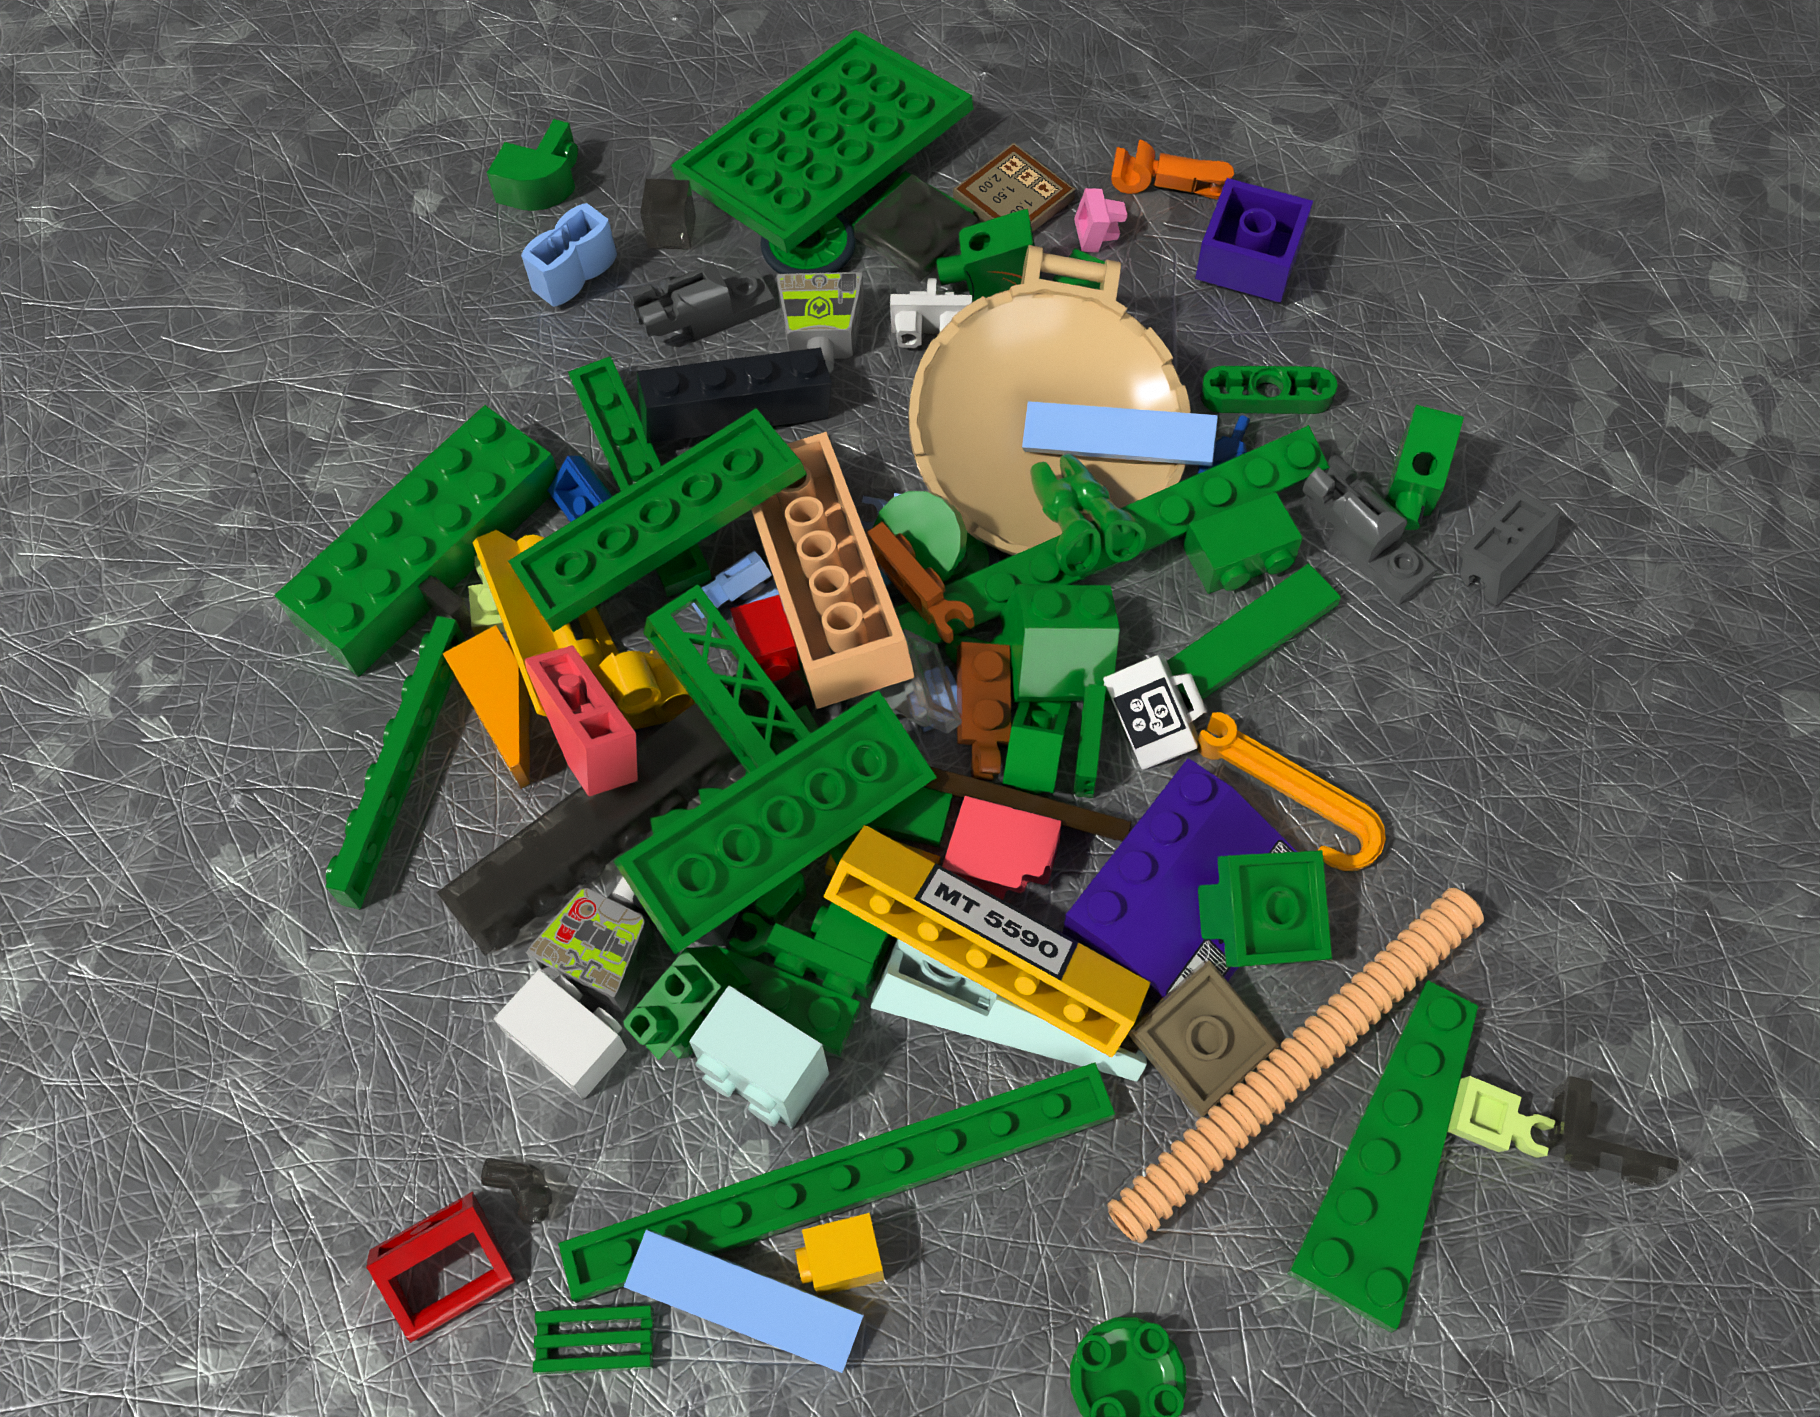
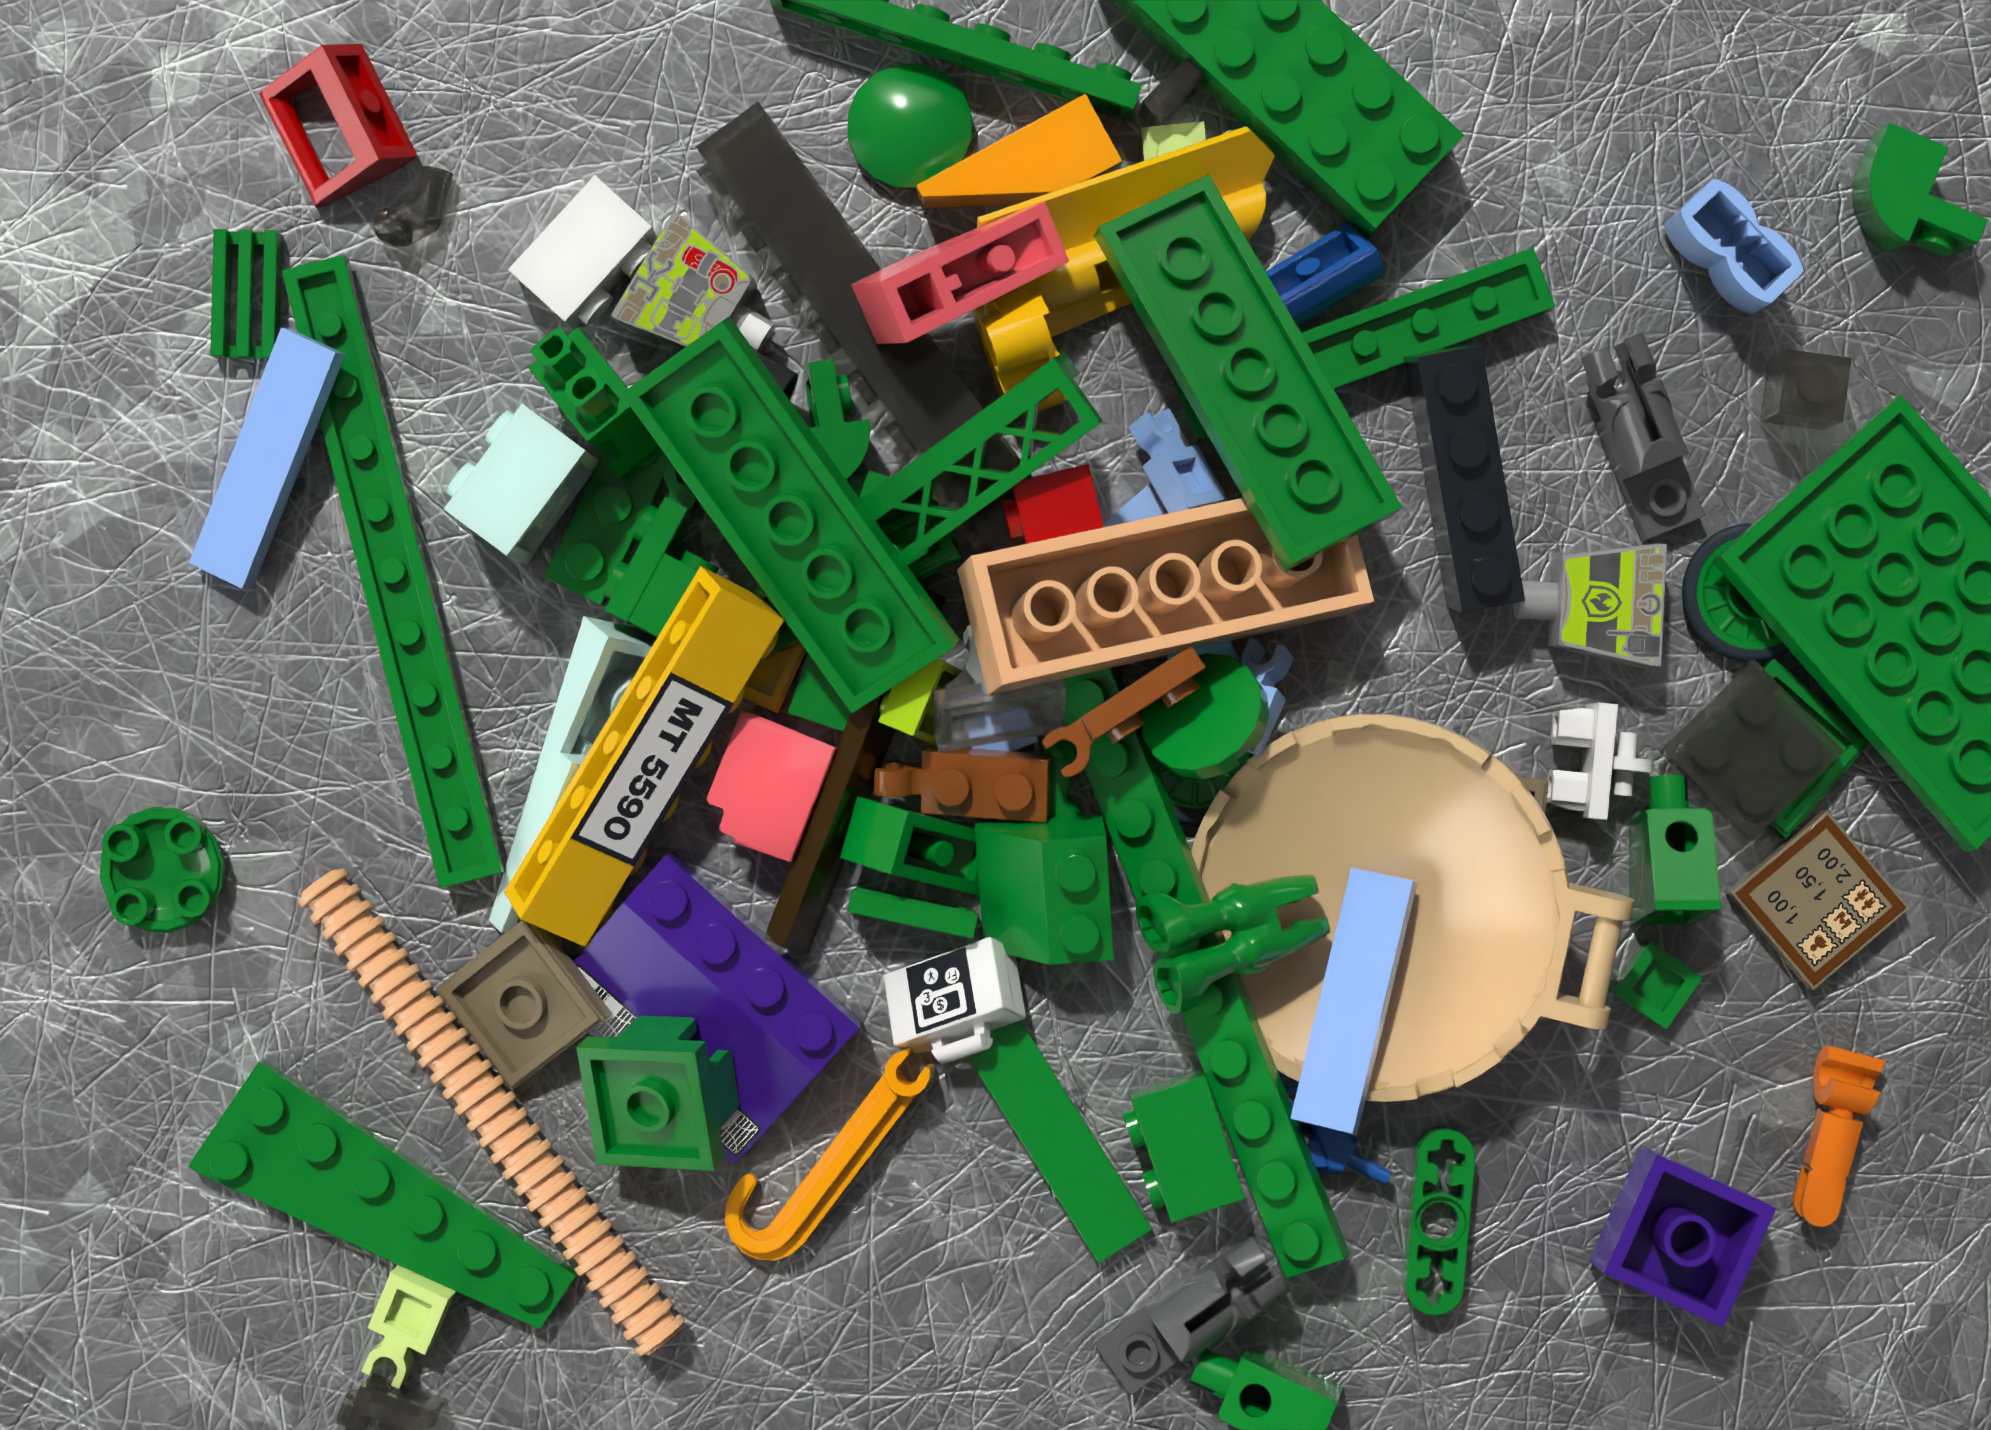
camera: 90 degrees right, 25 degrees up
(463, 793) = (909, 125): none -> green dish
(840, 1255) = (308, 567): yellow brick -> none
(932, 741) = (910, 702): none -> lime piece
(1098, 219) = (1748, 1015): bright pink tile -> none

